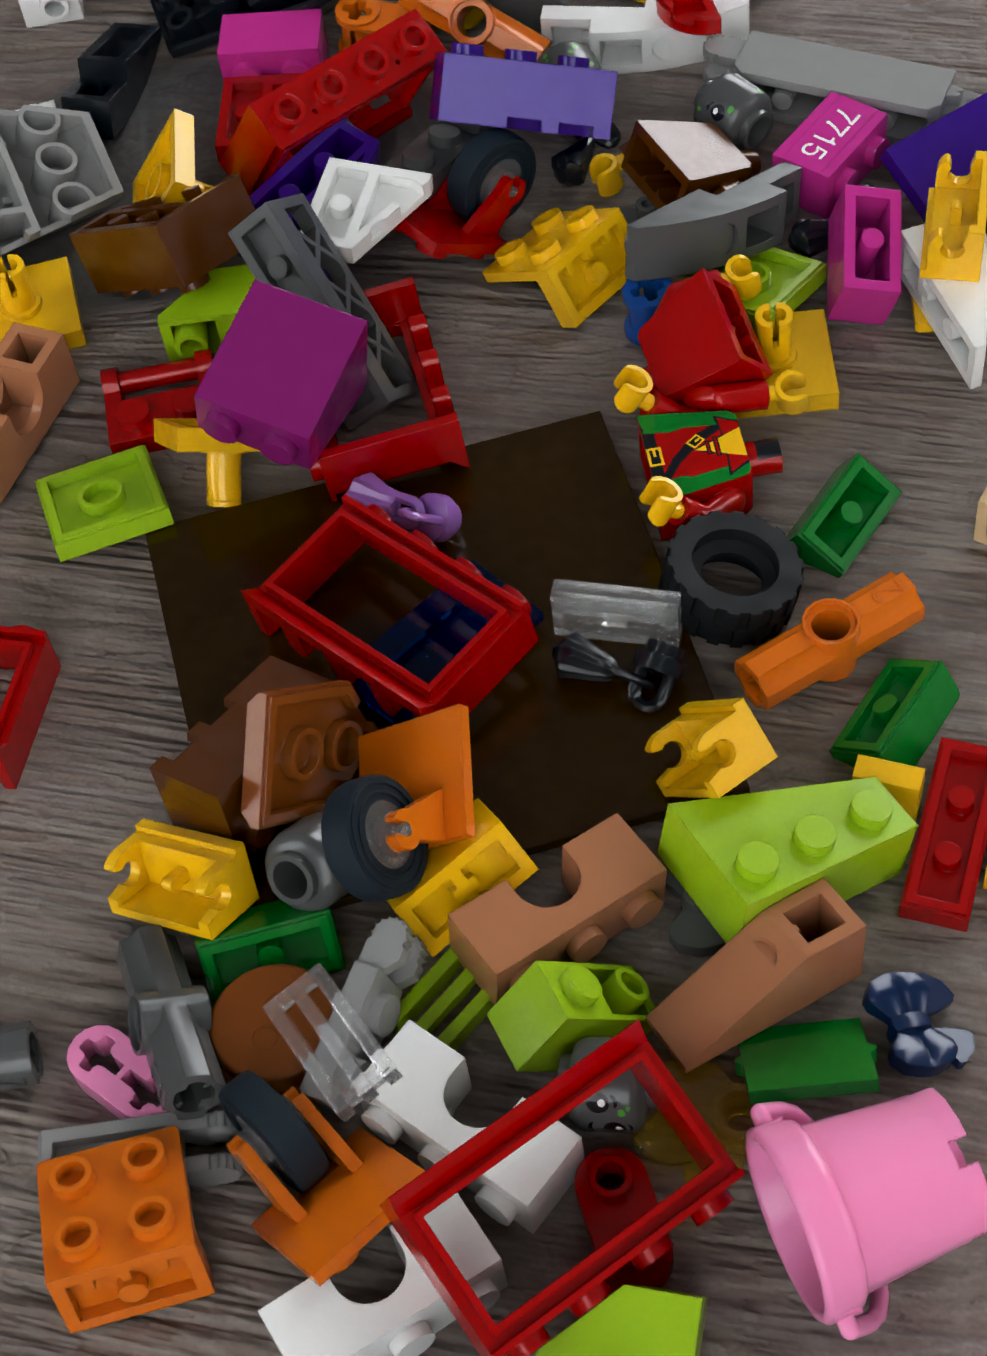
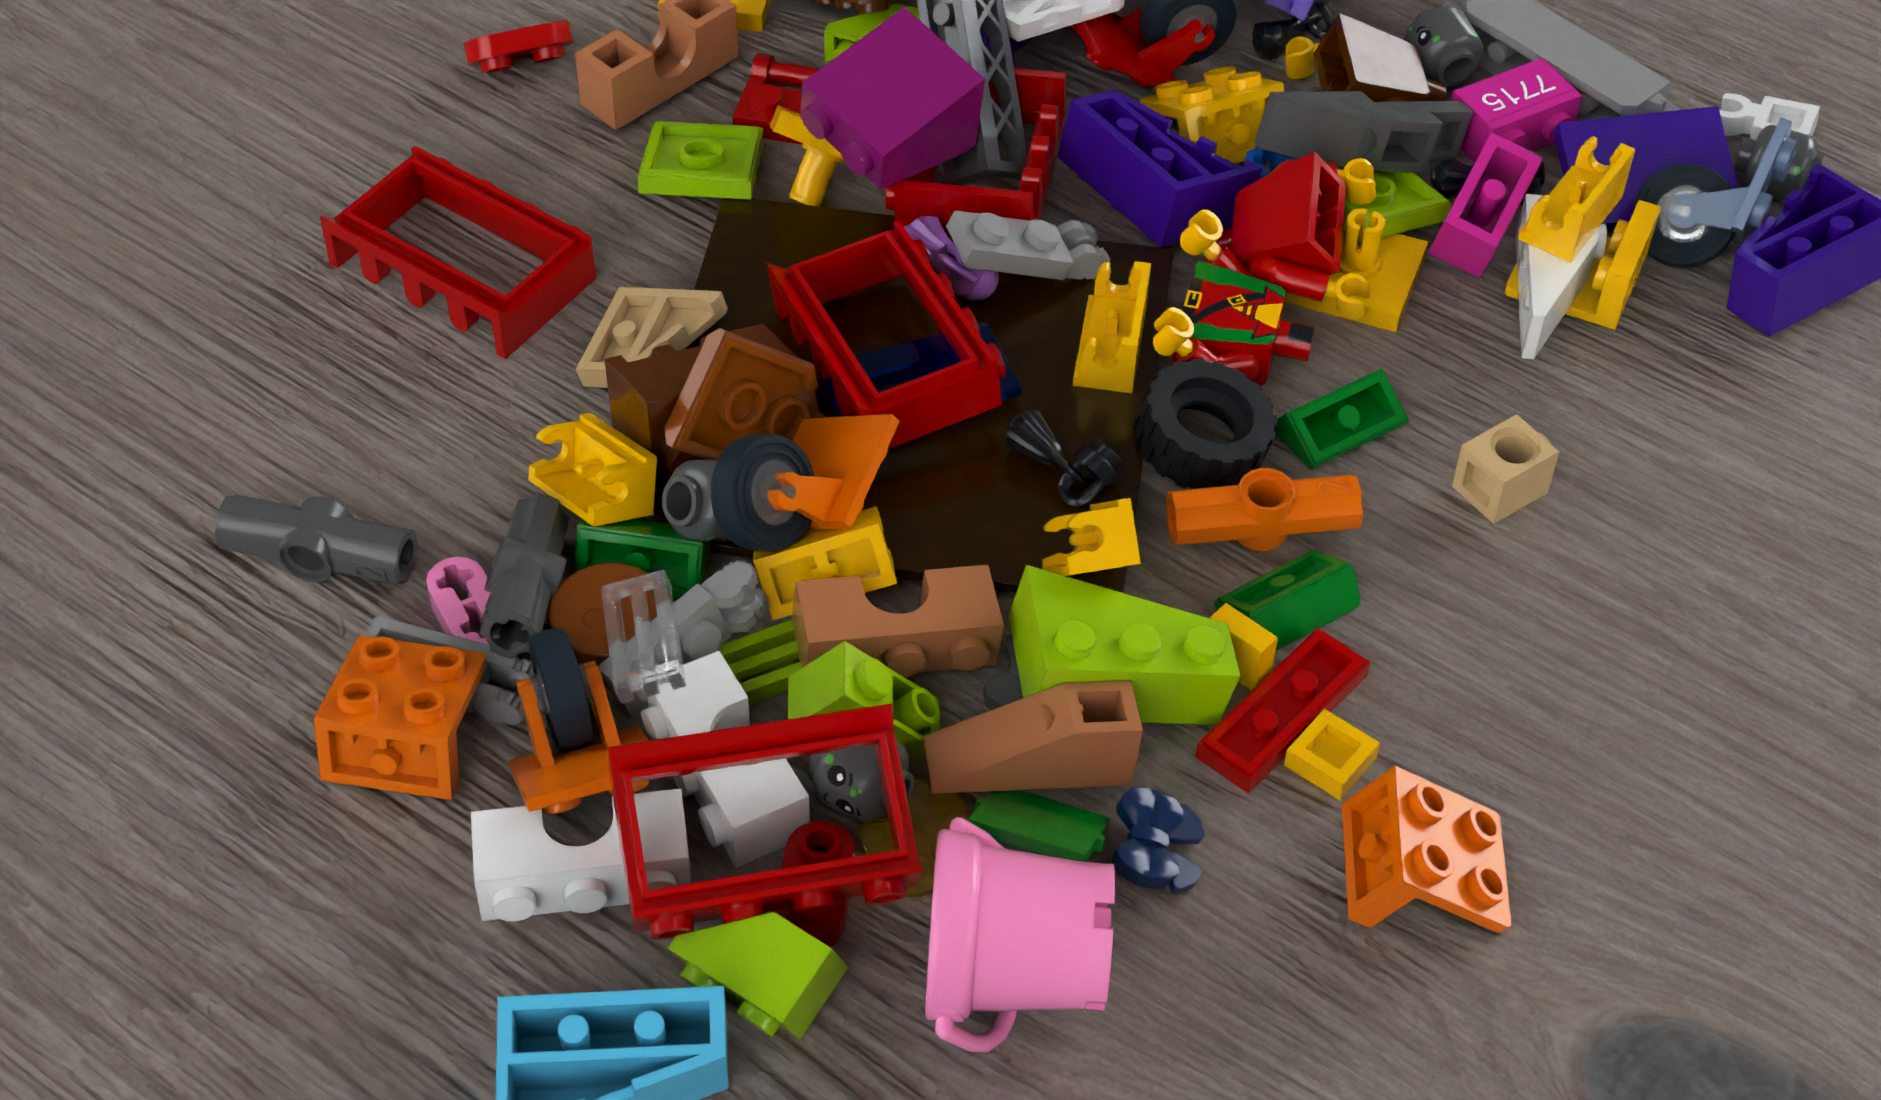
camera: 15 degrees right, 5 degrees down
(147, 707) = (645, 320): none -> tan wing
(473, 468) = (1026, 246): none -> light grey hinge
(538, 342) = (1148, 168): none -> dark purple wedge
(597, 517) = (1113, 331): none -> yellow hinge
(616, 612) = (1084, 409): clear tile -> none

